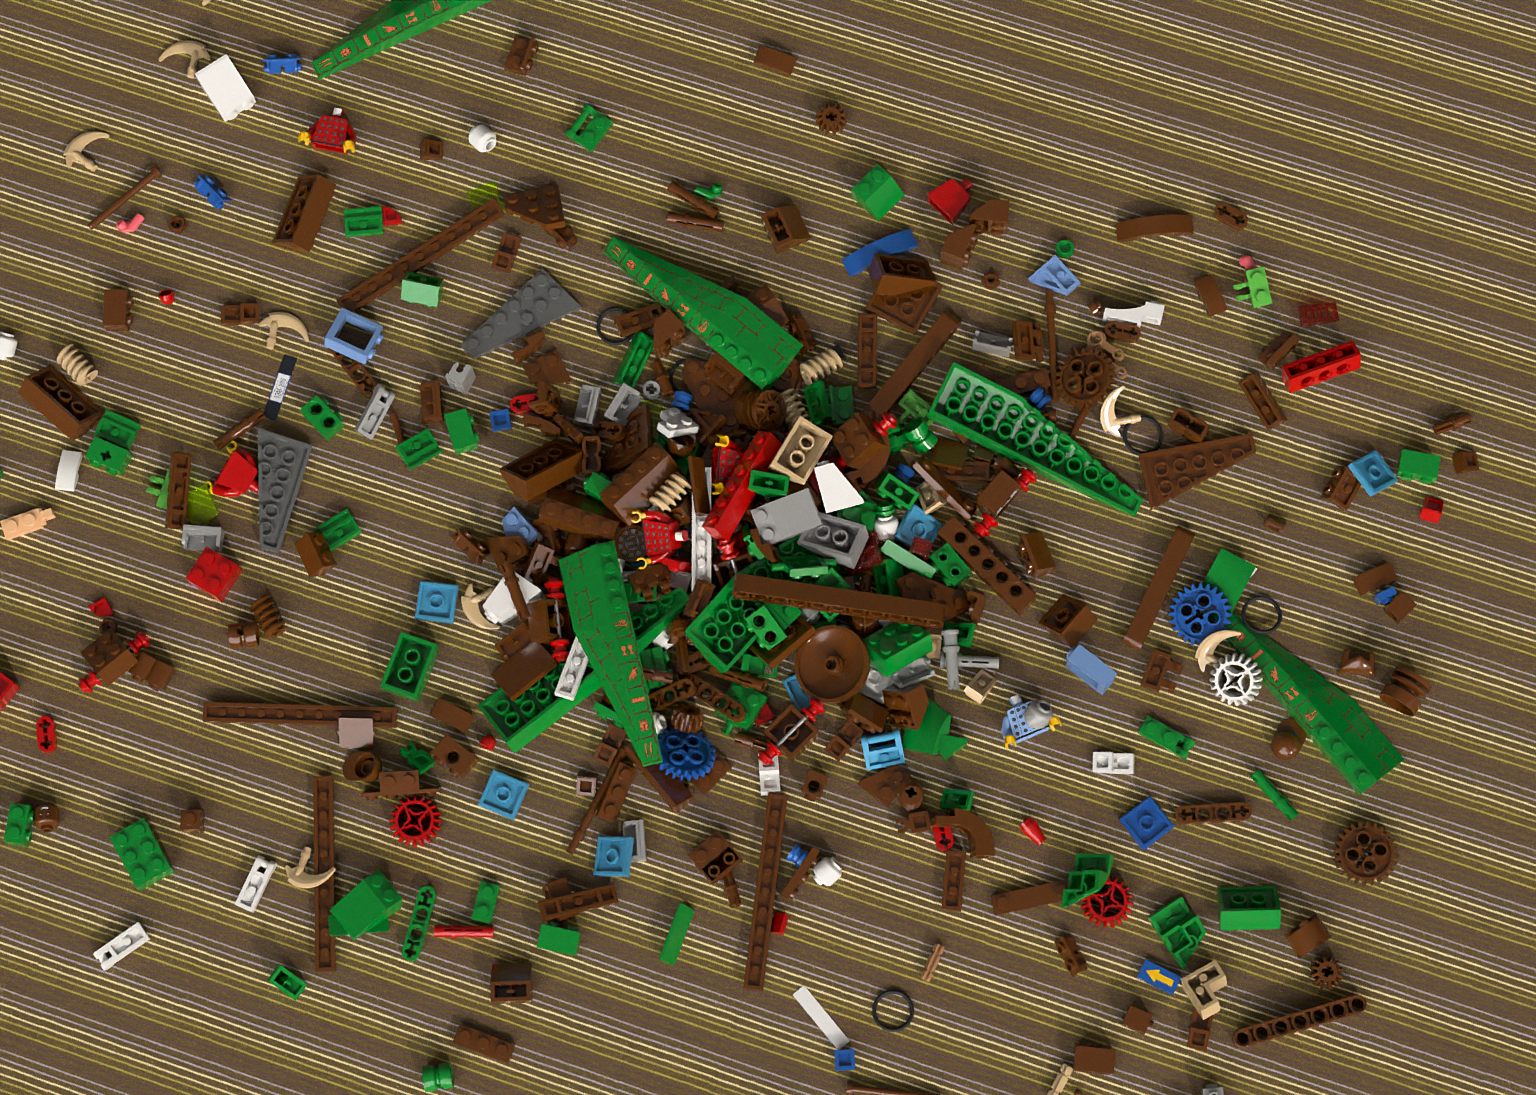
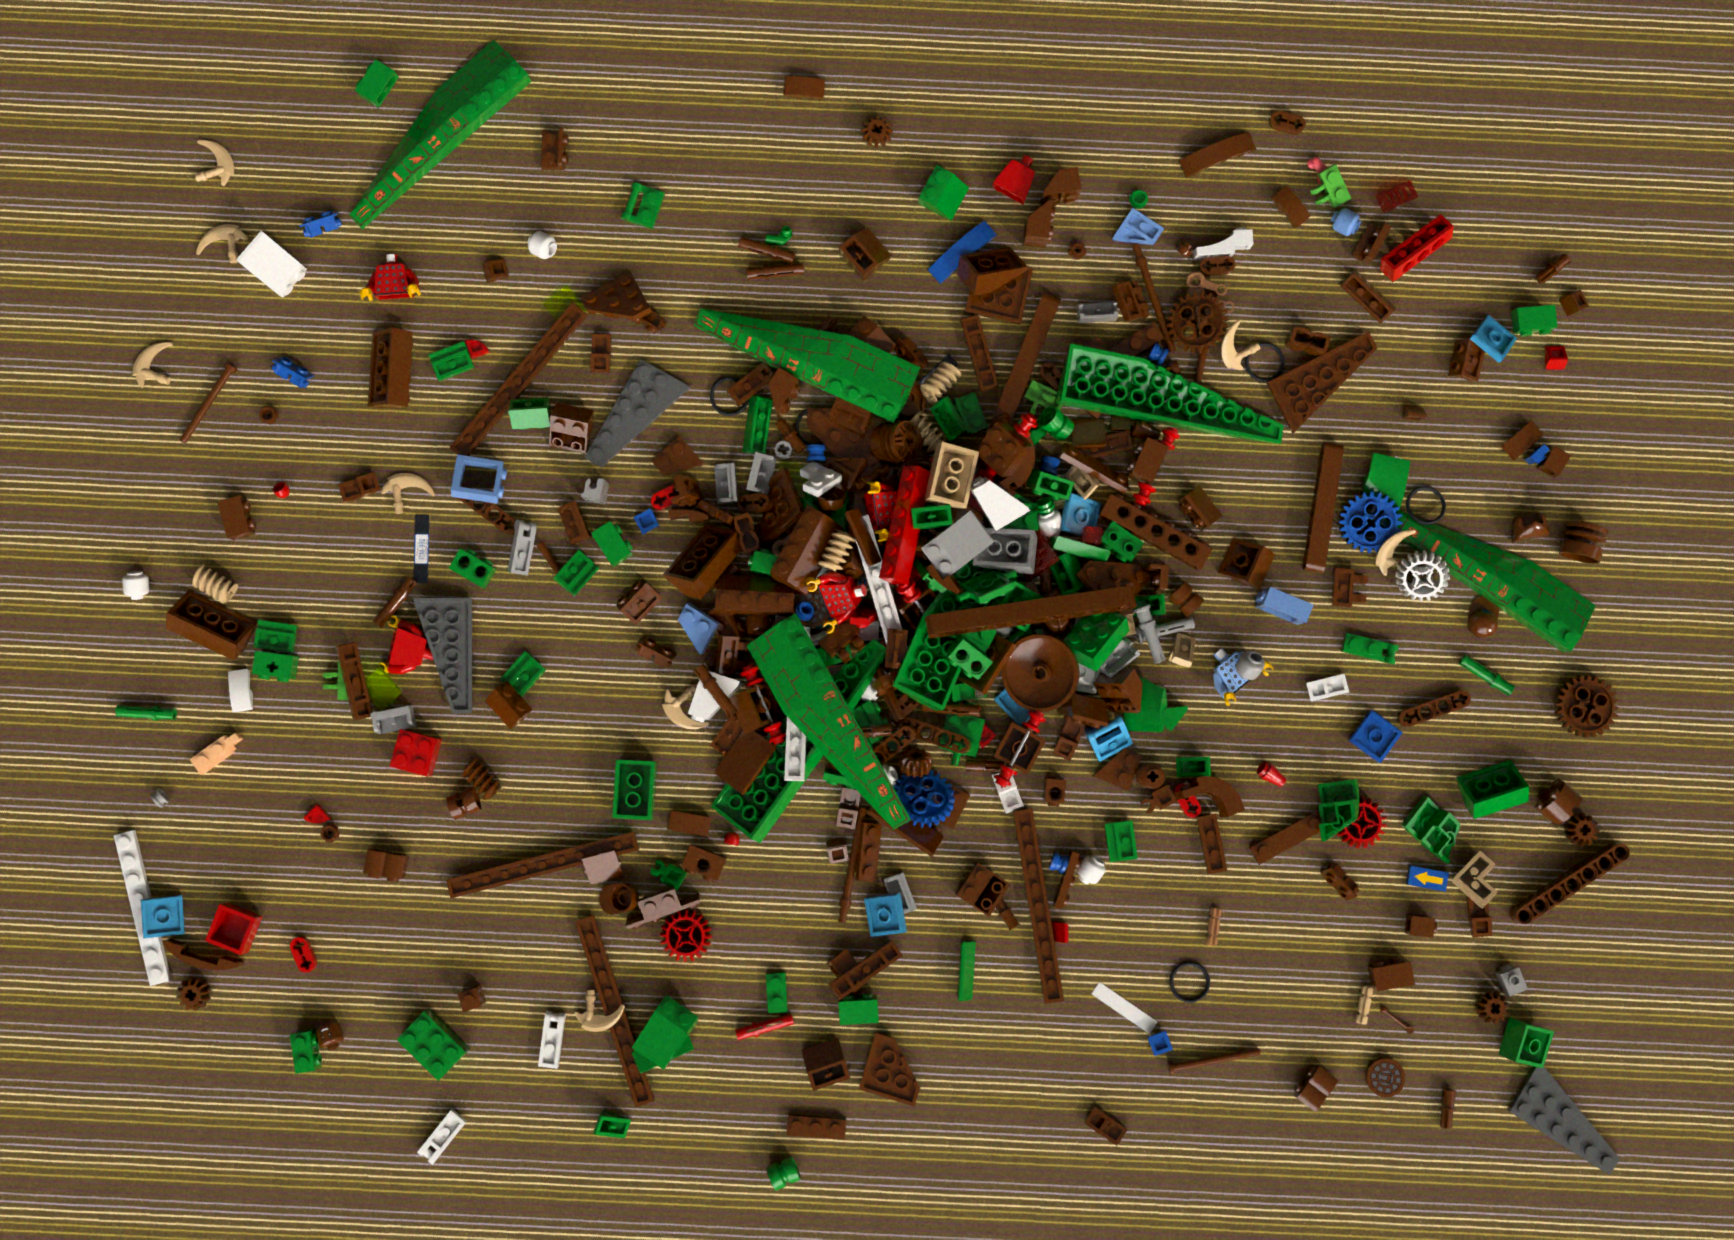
camera: 25 degrees left, 10 degrees up
(110, 658) = (341, 864): reddish brown brick -> none
(130, 226) = (222, 429): coral arm -> none
(417, 923) = (719, 1031): green beam -> none
(436, 602) = (640, 717): dark azure plate -> none
(456, 313) = (570, 427): none -> reddish brown slope
(469, 492) = (638, 601): none -> reddish brown bracket
(503, 794) = (762, 885): dark azure plate -> none
(507, 549) = (693, 647): reddish brown wing -> none
(534, 343) = (656, 436): reddish brown slope -> none
(570, 1010) = (888, 1072): none -> reddish brown plate
(626, 539) = (807, 607): none -> blue plate
(865, 852) = (1120, 841): none -> green plate
(926, 392) = (1048, 378): none -> reddish brown beam
(998, 638) = (1188, 601): none -> reddish brown wheel
(1260, 324) = (1346, 222): none -> medium blue head

